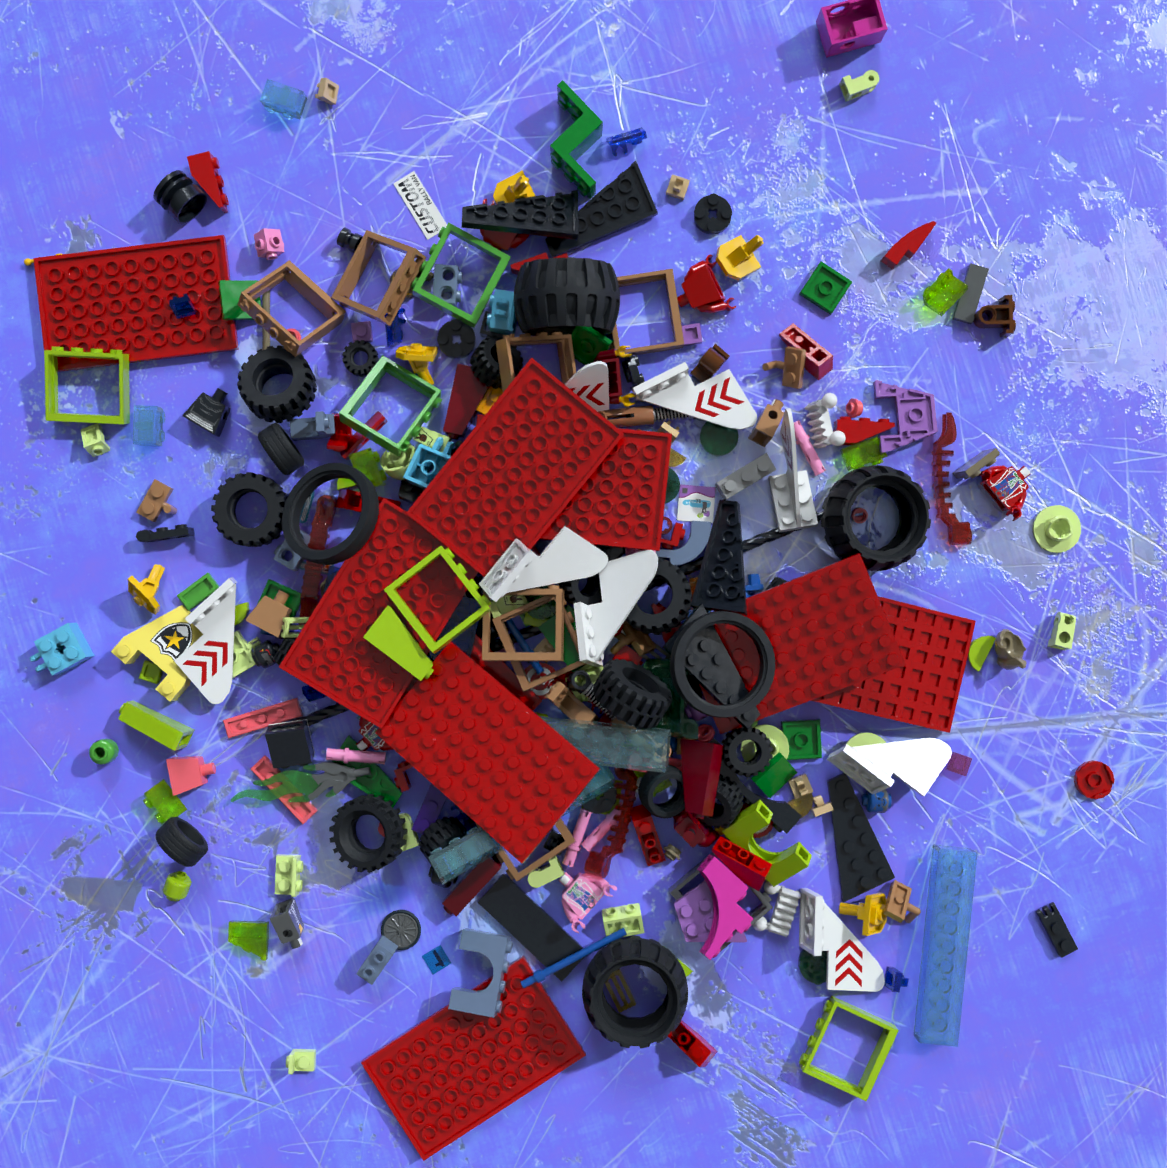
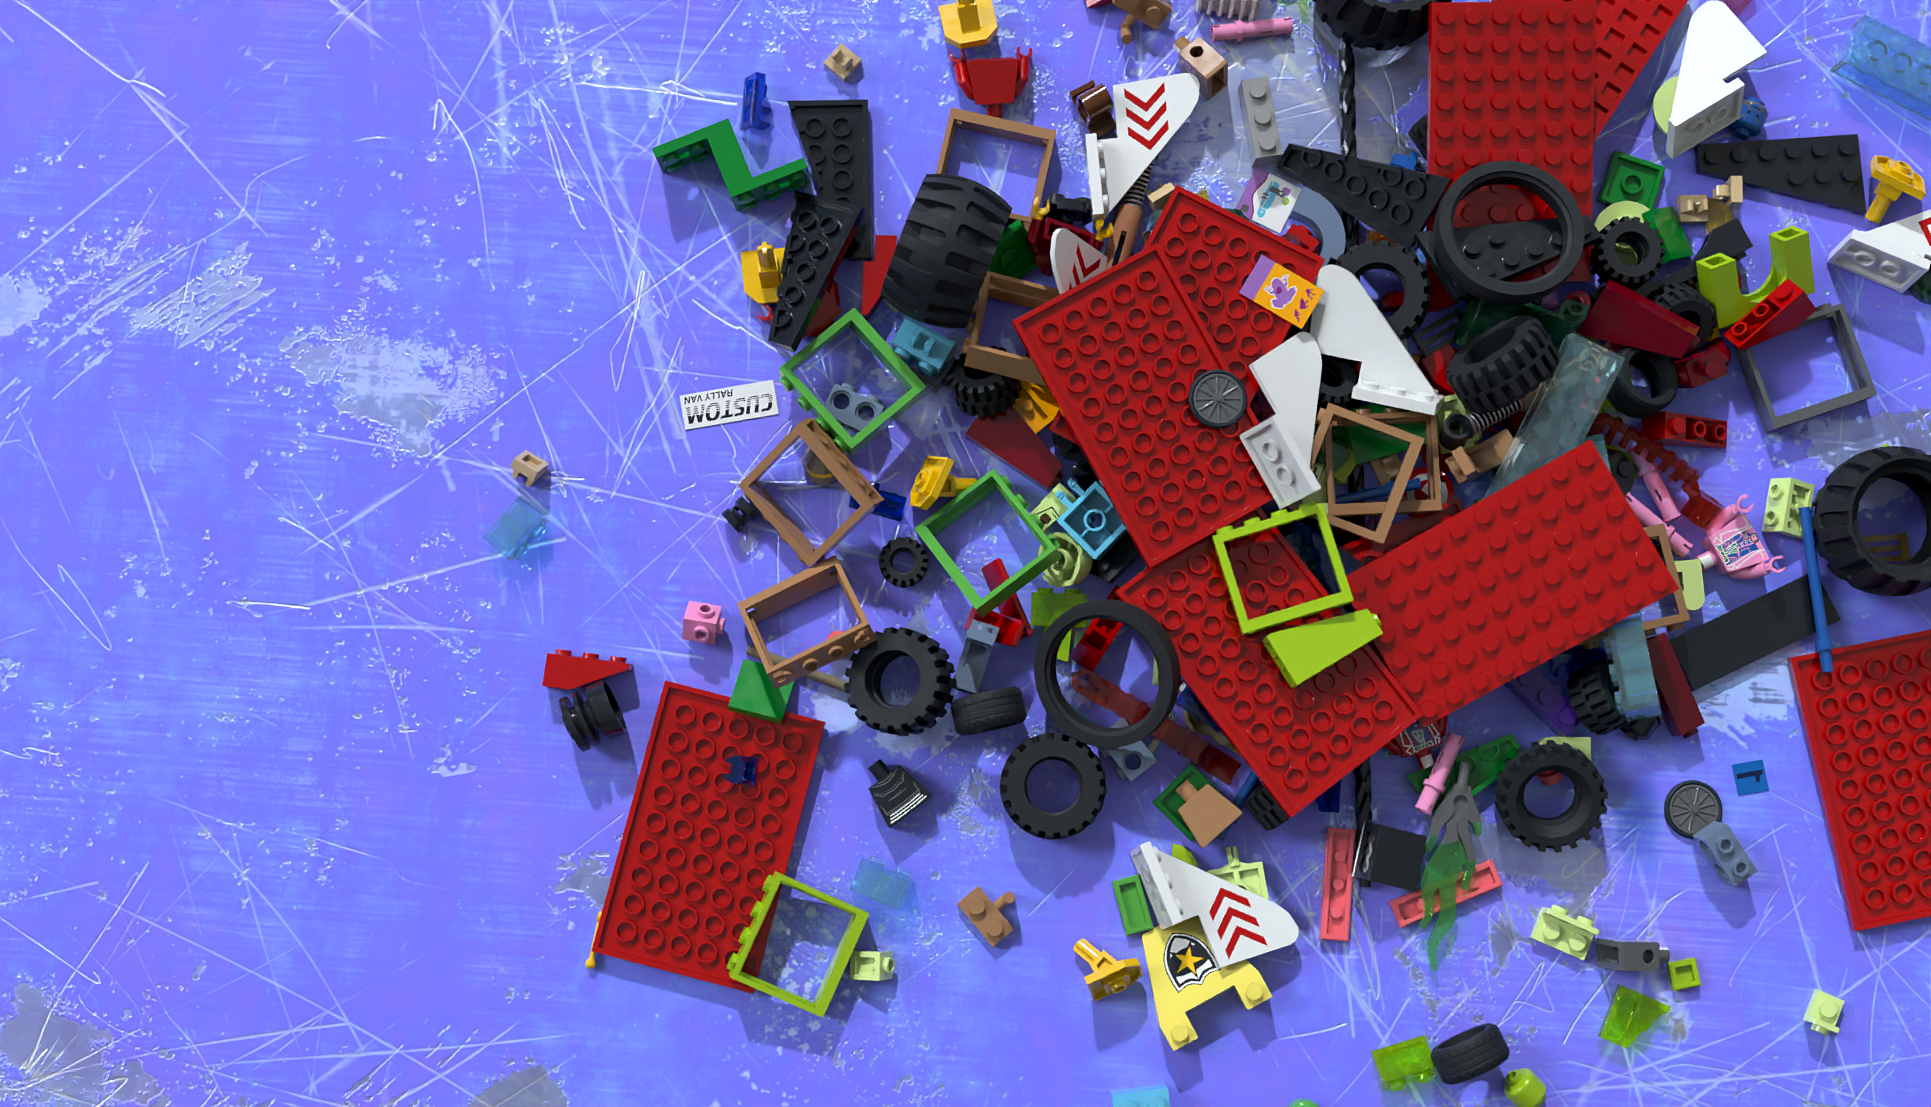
camera: 65 degrees left, 5 degrees down
(150, 672) = (1217, 1012): lime tile -> none
(156, 725) = (1294, 1031): lime slope -> none
(165, 534) = (1036, 919): black hinge -> none
(188, 773) = (1376, 1012): coral torso -> none
(264, 653) = (1254, 842): black head -> none
(286, 627) = (1226, 789): yellowish green tile -> none
(292, 961) = (1683, 974): none -> lime tile
(362, 331) = (868, 547): medium lavender plate -> none
(401, 779) = (1492, 727): red bracket -> none
(467, 338) = (922, 440): black plate -> none
(496, 949) = (1832, 724): sand blue arch -> none
(535, 514) = (1217, 399): none -> dark grey wheel
(626, 530) = (1281, 291): none -> sticker
(639, 640) = (1426, 338): medium nougat plate -> none
(672, 852) = (1720, 407): dark tan plate -> none
(692, 334) = (1044, 116): medium lavender plate -> none
(696, 915) = (1819, 401): medium lavender wing -> none
(714, 203) = (903, 18): black plate -> none
(718, 439) = (1196, 138): clear green tile -> none
(727, 914) = (1834, 360): dark pink arch -> none
(783, 910) = (1855, 296): white gear -> none
(792, 490) = (1299, 69): white piece -> none
(898, 903) = (1894, 141): medium nougat plate -> none

